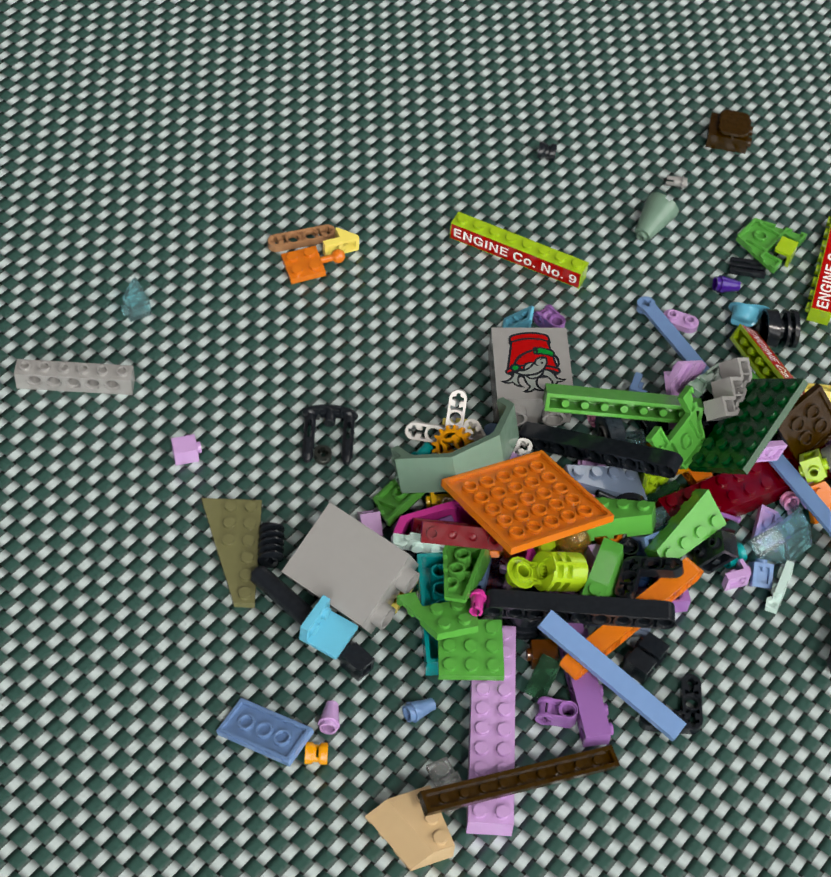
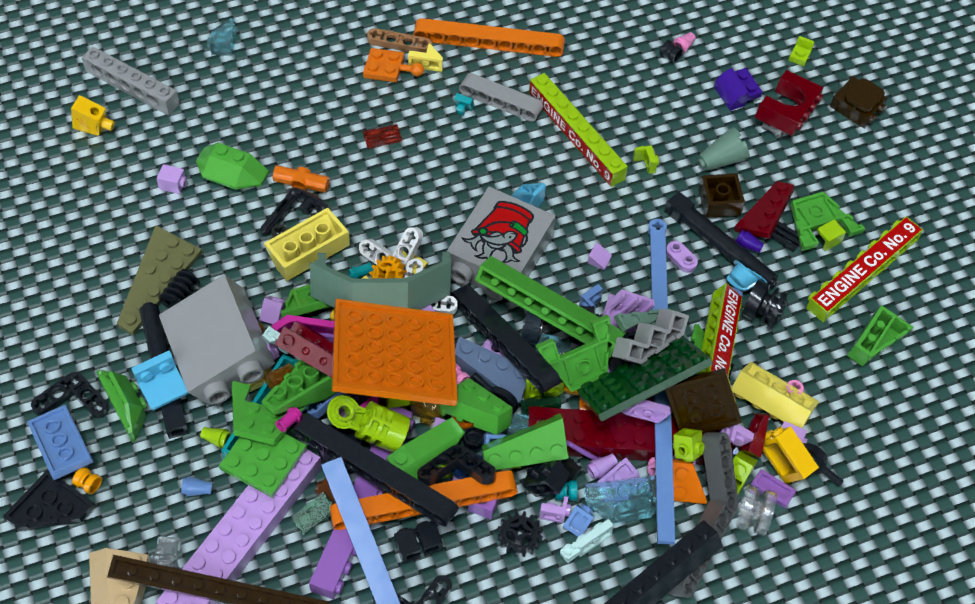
camera: 30 degrees right, 5 degrees up
(63, 426) = (90, 117): none -> yellow torso
(230, 414) = (230, 167): none -> bright green wedge
(241, 680) = (74, 390): none -> black beam
(294, 666) = (124, 400): none -> bright green wedge
(296, 792) = (48, 505): none -> black plate
(306, 396) = (301, 178): none -> orange piece
(329, 718) = (118, 458): lavender cone -> none
(347, 327) = (381, 134): none -> clear red tile
(360, 450) = (300, 245): none -> light yellow slope
(382, 201) = (490, 37): none -> orange beam
(403, 268) = (463, 103): none -> teal tile
(404, 657) = (215, 436): none -> lime cone
(431, 249) = (501, 97): none -> light grey beam
(433, 573) = (276, 376): none -> clear orange cone
(549, 318) = (559, 205): medium lavender piece -> none
(552, 137) = (685, 41): none -> bright pink cone
(555, 712) = (302, 547): medium lavender piece -> none
(595, 249) = (647, 154): none -> lime bracket
(614, 351) = (599, 257): none -> lavender slope
(623, 161) = (737, 88): none -> dark purple brick
(651, 108) = (801, 51): none -> lime bracket
(654, 282) = (684, 211): none -> black brick
(679, 255) = (721, 195): none -> dark brown brick
(682, 142) = (788, 117): none -> dark red arch
(721, 253) = (766, 213): none -> dark red wing
(722, 609) = (509, 530): none -> black gear
(745, 523) = (599, 467): none -> lavender cone

